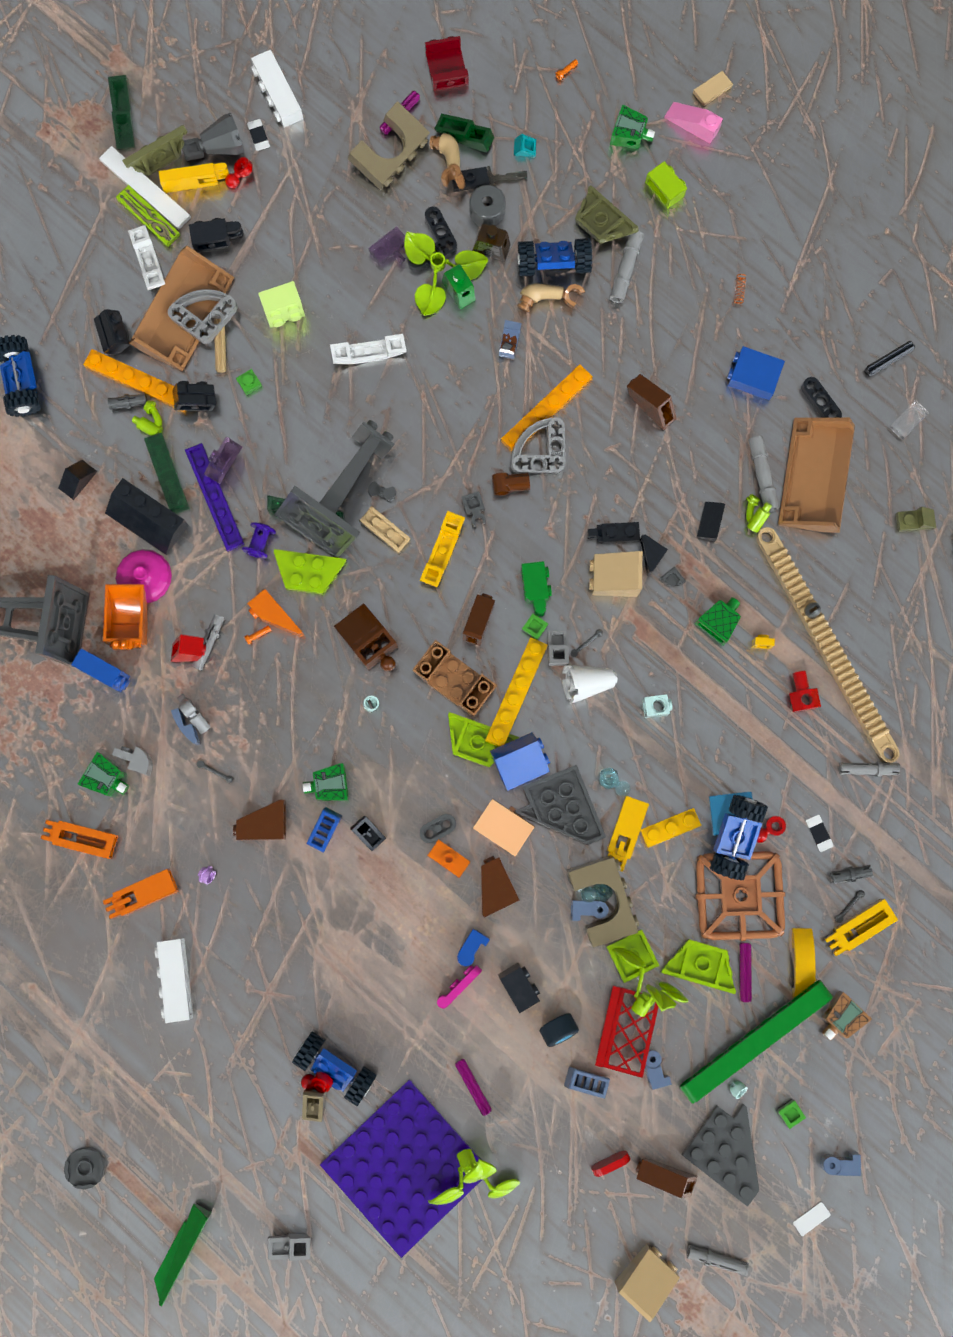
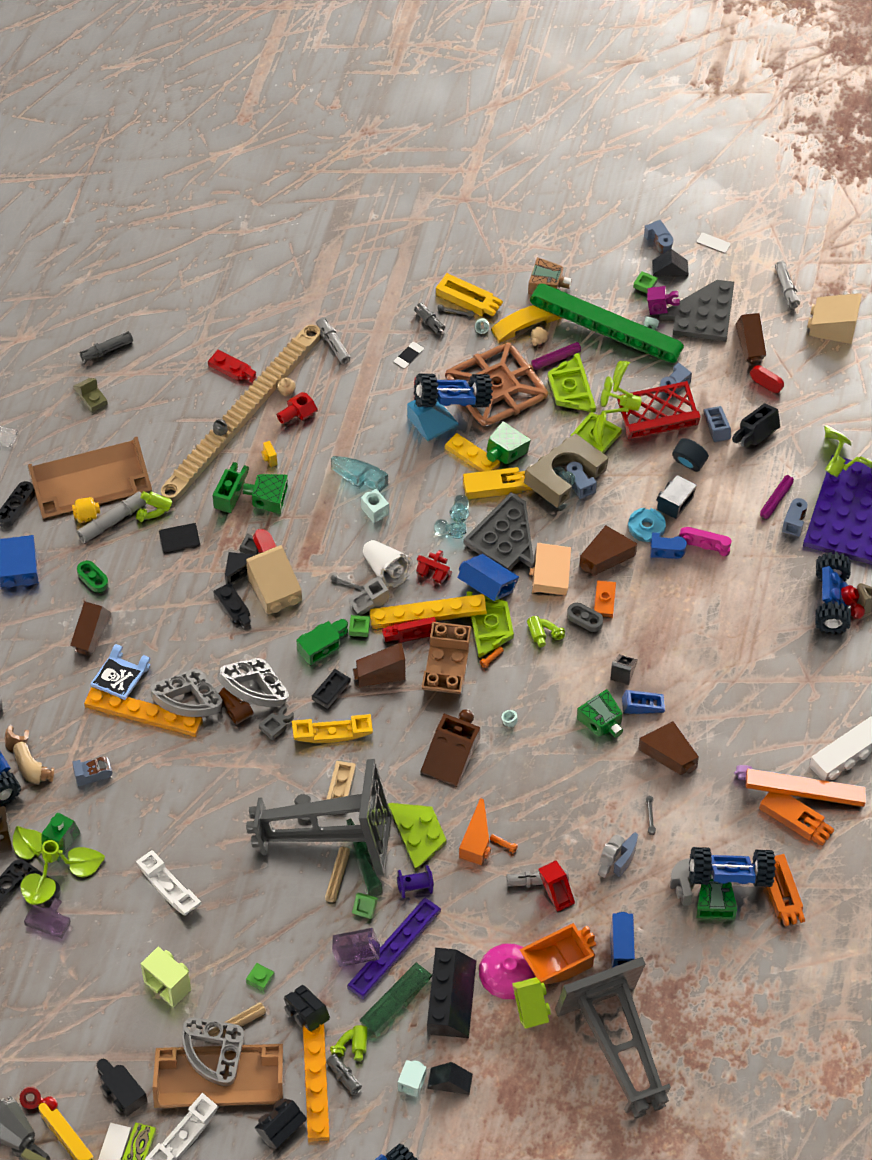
camera: 115 degrees left, 25 degrees down
(92, 449) = (412, 1078): none -> light aqua brick
(94, 569) = (531, 1002): none -> lime brick
(107, 798) = (732, 868): none -> plate
(158, 917) = (805, 787): none -> tile
(261, 490) = (364, 905): none -> bright green plate
(302, 483) = (337, 874): none -> tan axle
(440, 715) = (485, 662): none -> orange piece
(441, 1088) = (796, 512): none -> sand blue leg
(446, 778) = (538, 634): none -> lime plant
(484, 570) = (331, 688): none -> black plate
(496, 945) = (643, 515): none -> medium azure tile
(507, 665) = (409, 630): none -> red hinge
(529, 516) = (256, 669): none -> light grey beam
(557, 1116) = (757, 426): none -> black hinge
(564, 725) = (426, 564): none -> red hips
(591, 402) = (119, 676): none -> flag
(604, 756) = (456, 529): none -> clear light blue plate
(661, 862) = (507, 444): none -> green torso
(663, 589) = (263, 540): none -> tile
(698, 712) = (360, 472): none -> clear light blue slope
(706, 428) = (94, 576): none -> green plate
(741, 587) = (229, 488): none -> green hinge
(759, 1112) = (659, 300): none -> magenta brick
(776, 968) = (539, 336): none -> tan plate
(781, 453) = (85, 510): none -> yellow head
(801, 1153) = (670, 264): none -> black slope
(817, 916) = (478, 326): none -> light aqua hinge
(836, 698) = (286, 386): none -> tan plate
(886, 660) = (231, 366): none -> red hinge

